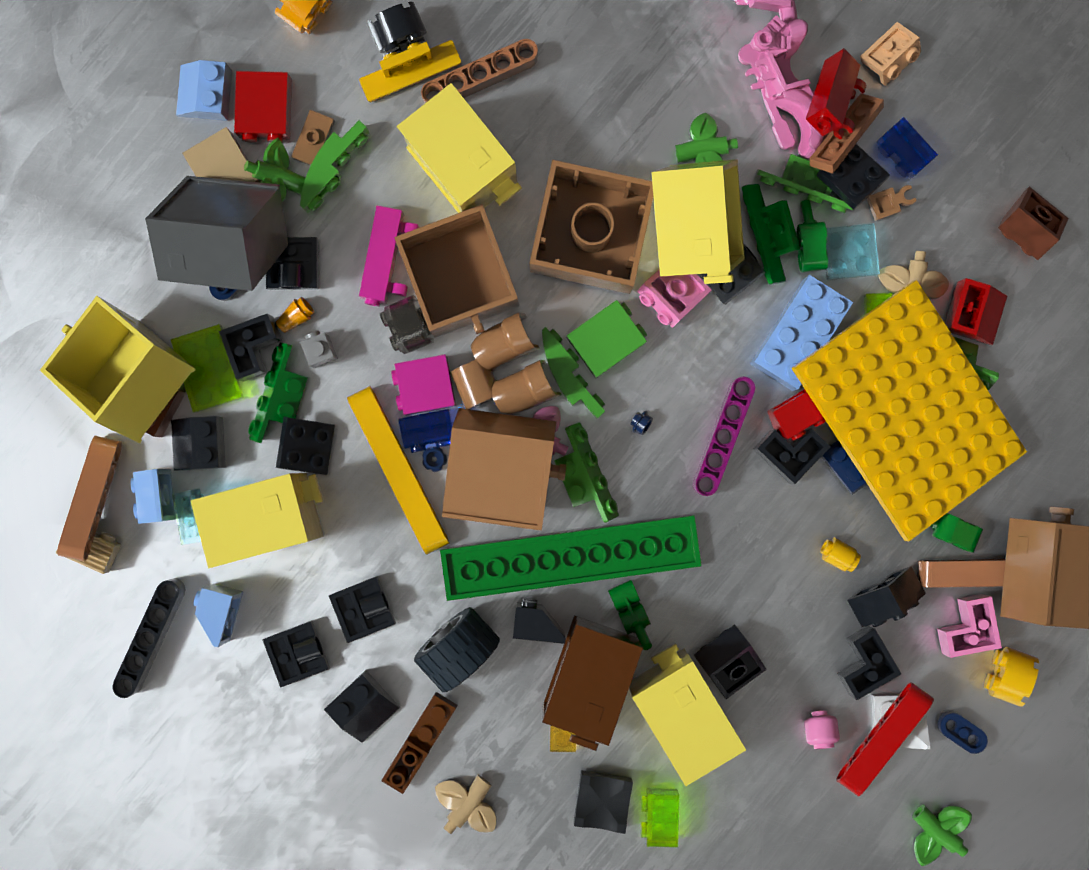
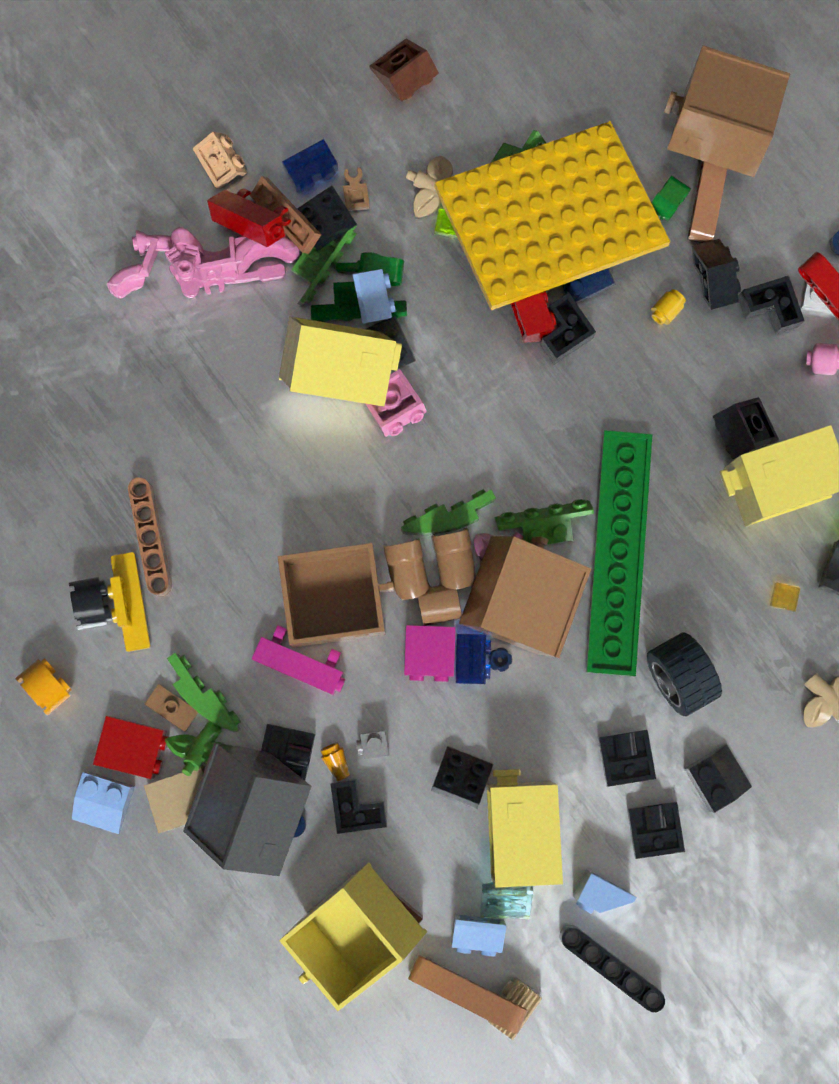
camera: 80 degrees left, 5 degrees down
(198, 443) = (437, 881): black slope -> none
(213, 380) = (355, 849): clear neon green plate -> none
(280, 396) = (408, 792): green bracket -> none
(398, 470) = (503, 695): yellow beam -> none
(406, 325) = (369, 655): clear smoke brick -> none
(419, 742) = (763, 731): reddish brown slope -> none
(459, 152) = (224, 568): light yellow piece -> none
(536, 623) = (674, 598): black slope -> none
(591, 227) = (320, 461): medium nougat brick -> none
(591, 682) = (739, 555): reddish brown piece -> none
(607, 338) = (423, 473): bright green brick -> none
(631, 612) = (681, 508): green beam -> none
(641, 422) = (507, 460): dark blue plate -> none
(704, 143) = (263, 345): bright green plant -> none
(733, 427) = (530, 377): magenta beam -> none
(779, 242) = (373, 295): none -> light blue slope
(801, 330) = (456, 296): light blue brick -> none
(852, 252) = (393, 235): clear light blue plate -> none
(975, 311) = (472, 138): red slope -> none
(978, 628) = (761, 199): bright pink brick -> none
(1012, 676) = (810, 179): yellow brick -> none

